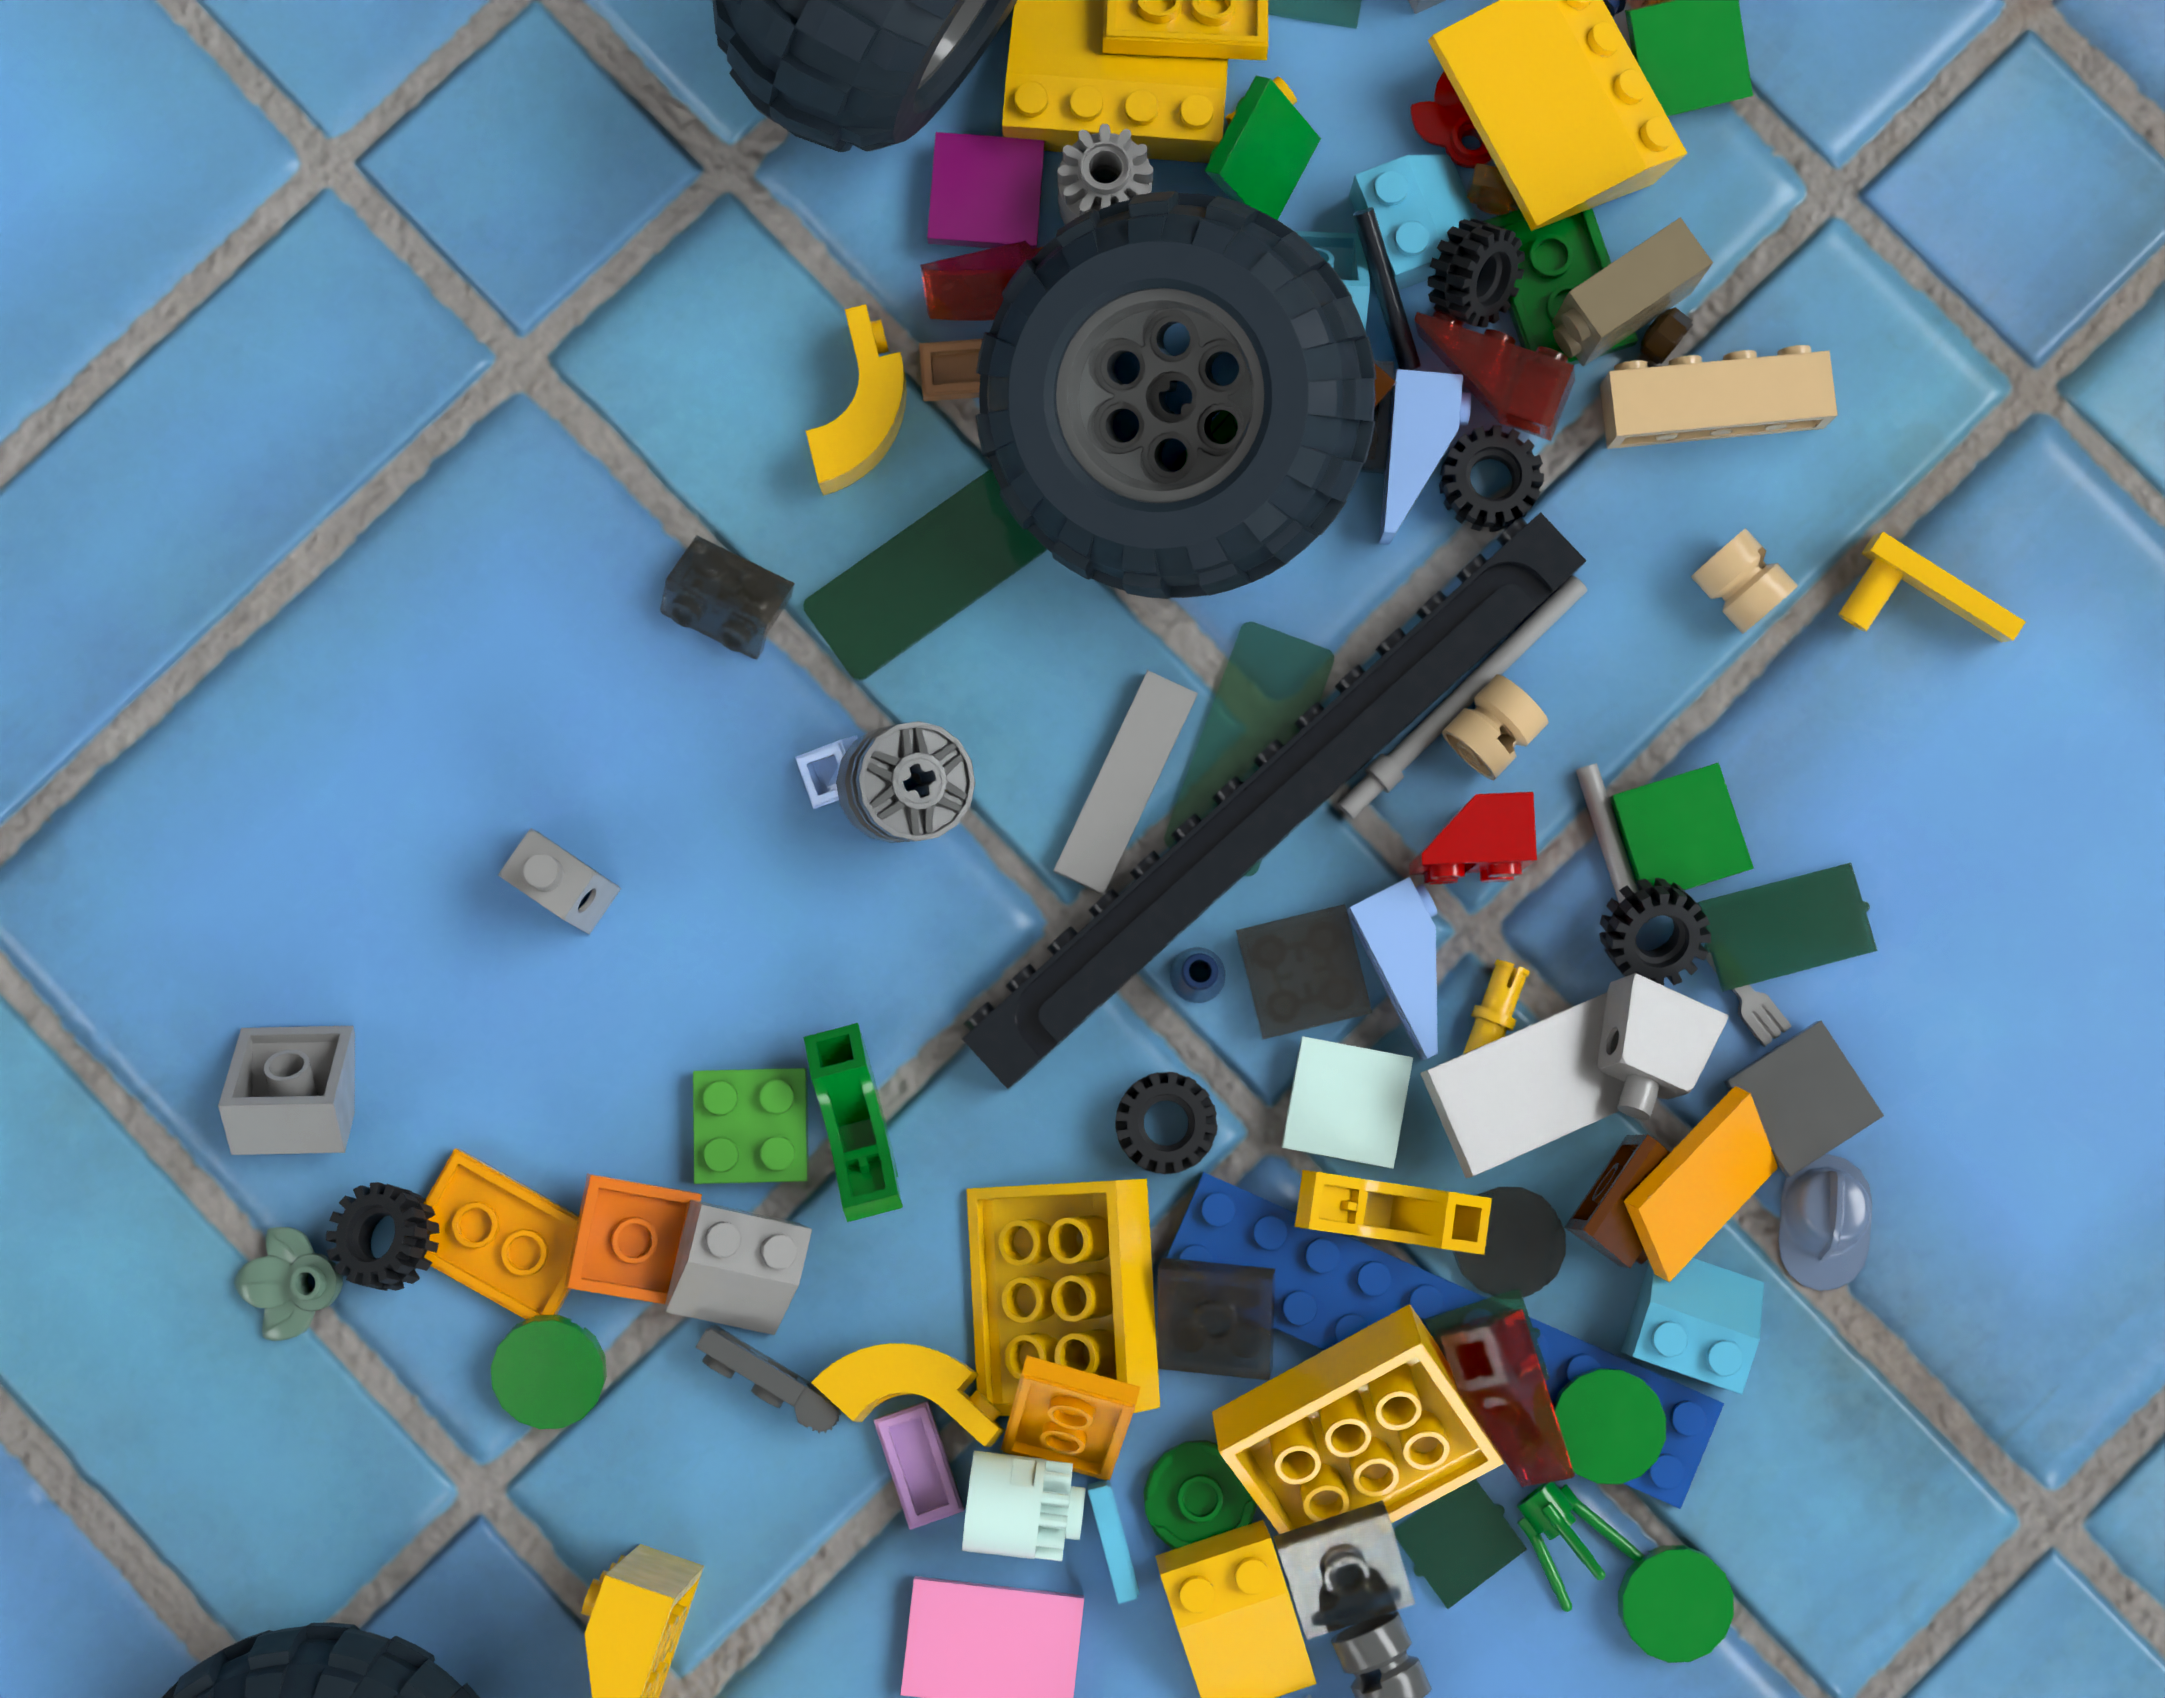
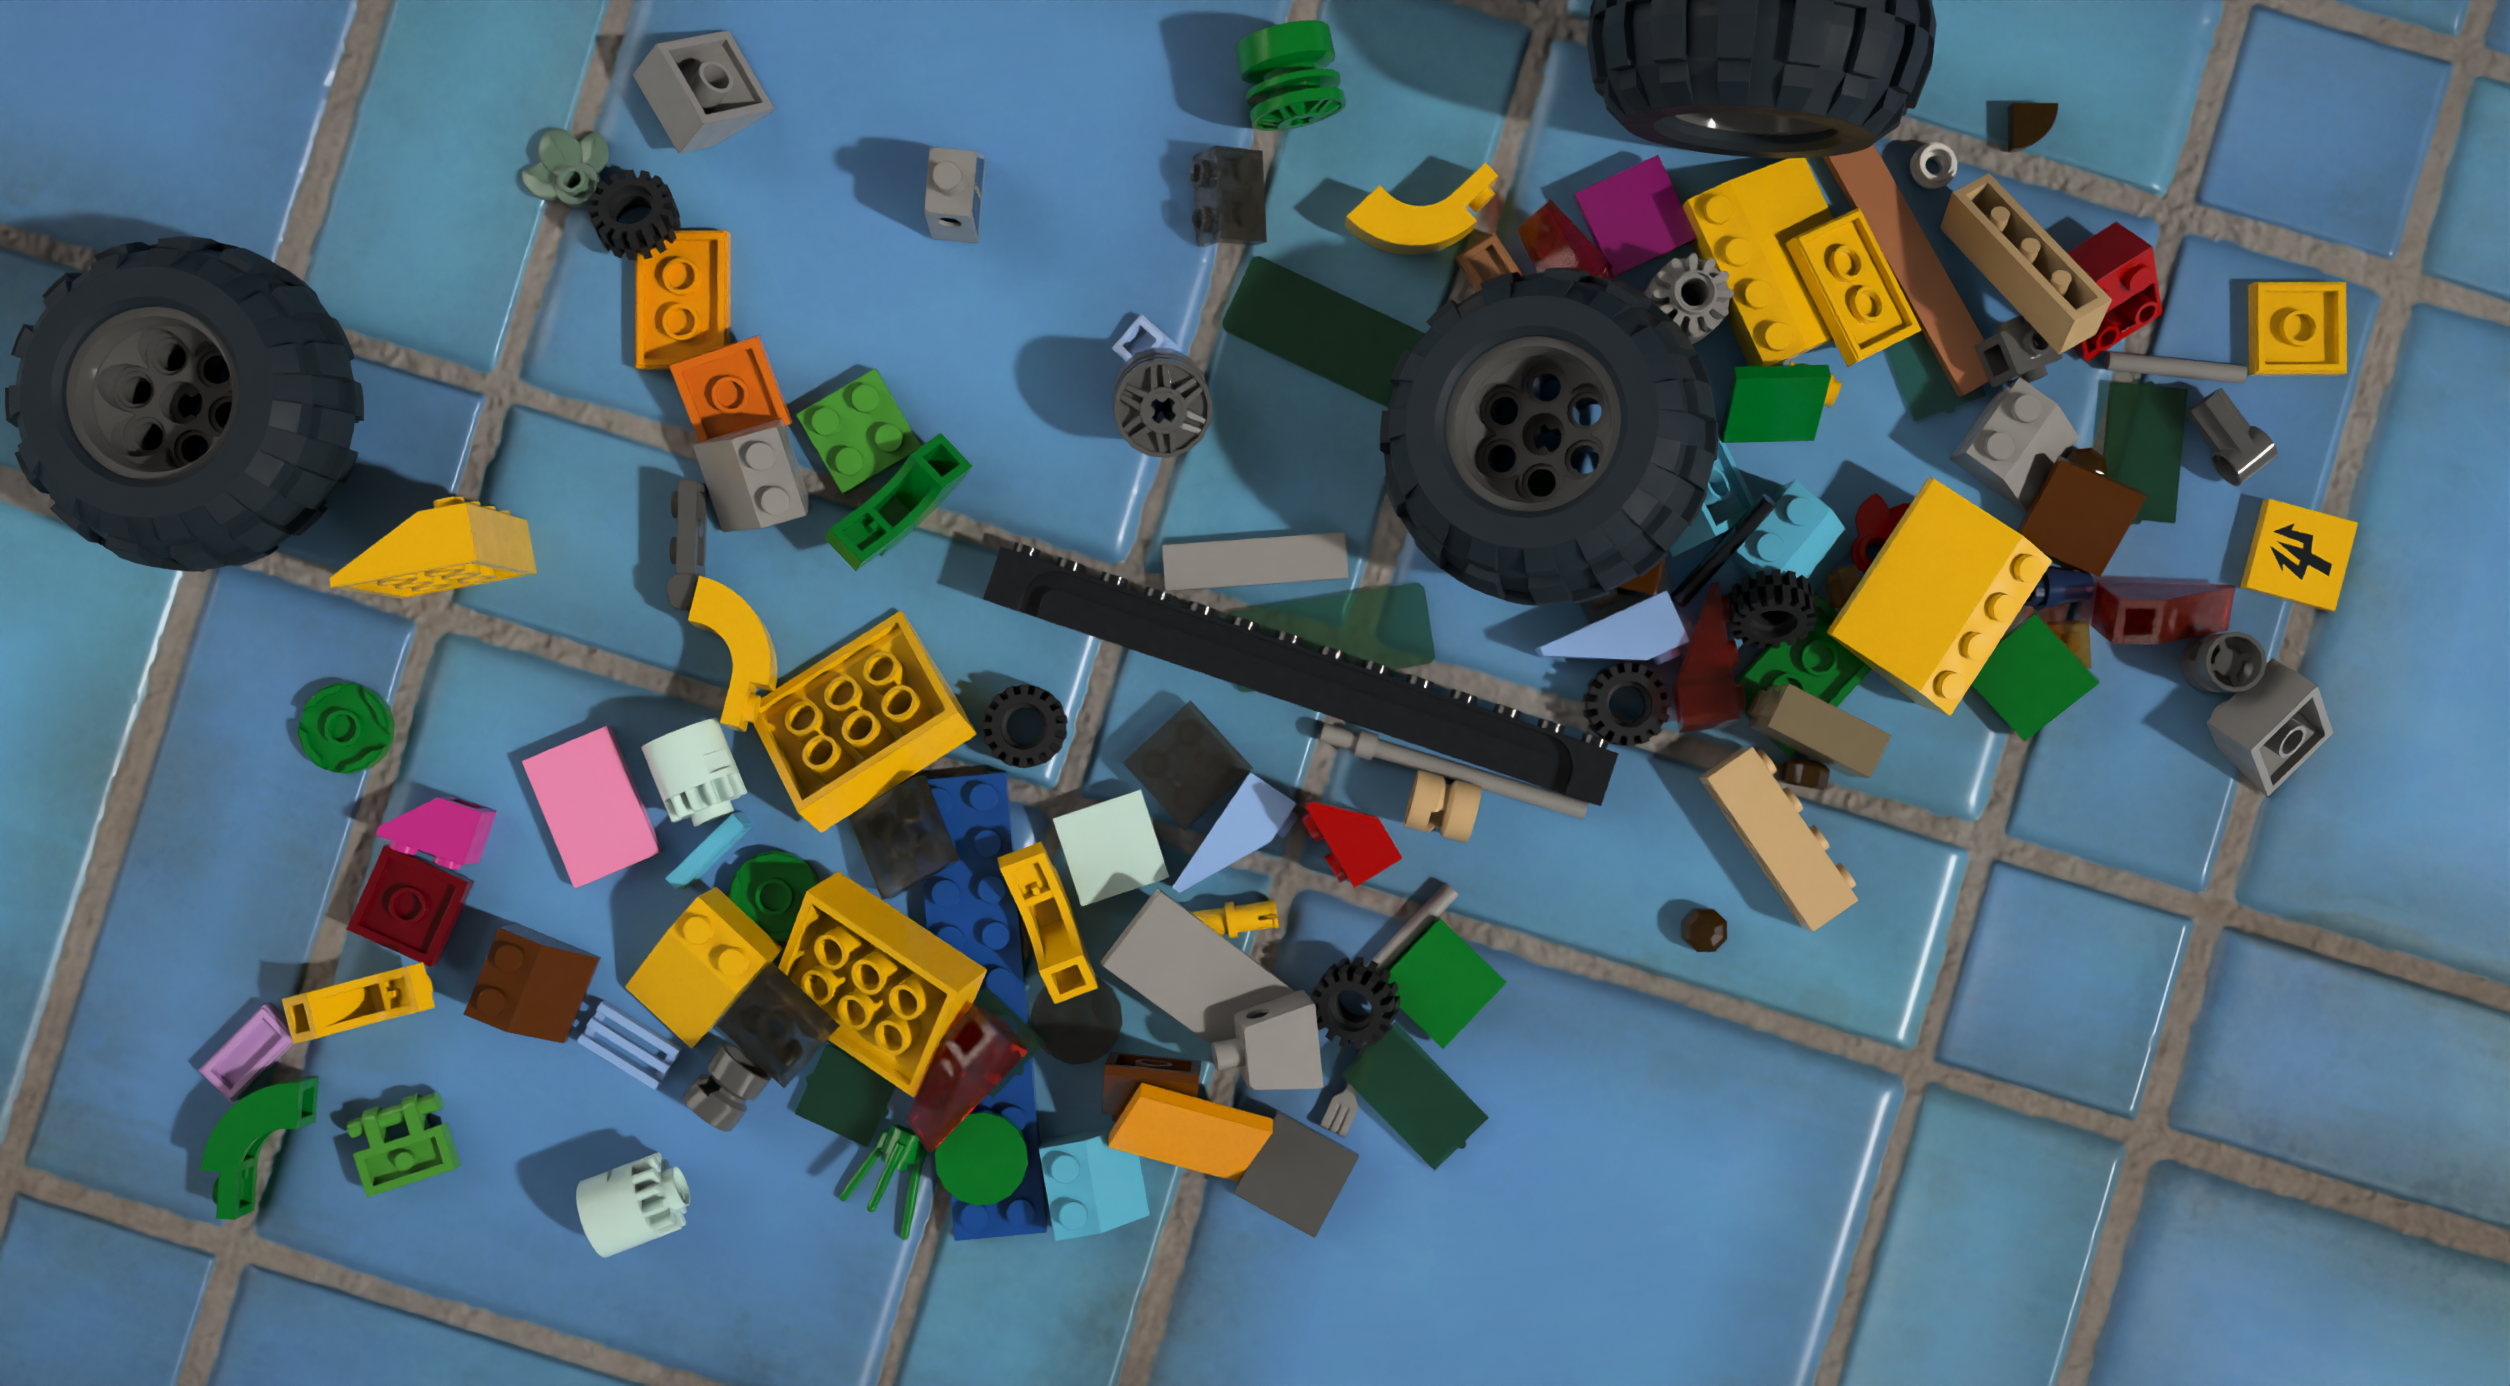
camera: 55 degrees right, 5 degrees up
(548, 1372) = (607, 387): green tile -> none
(626, 457) = (1290, 75): none -> green wheel
(919, 1465) = (688, 684): lavender tile -> none
(1069, 1417) = (772, 771): light orange tile -> none
(1186, 986) = (1158, 692): dark blue cone -> none
(1676, 1603) = (886, 1273): green tile -> none
(1744, 581) = (1651, 930): tan wheel -> none
(1774, 527) = (1704, 929): none -> dark brown tile
(1825, 1223) = (1216, 1237): sand blue piece -> none
(1896, 562) = (1727, 1032): yellow piece -> none

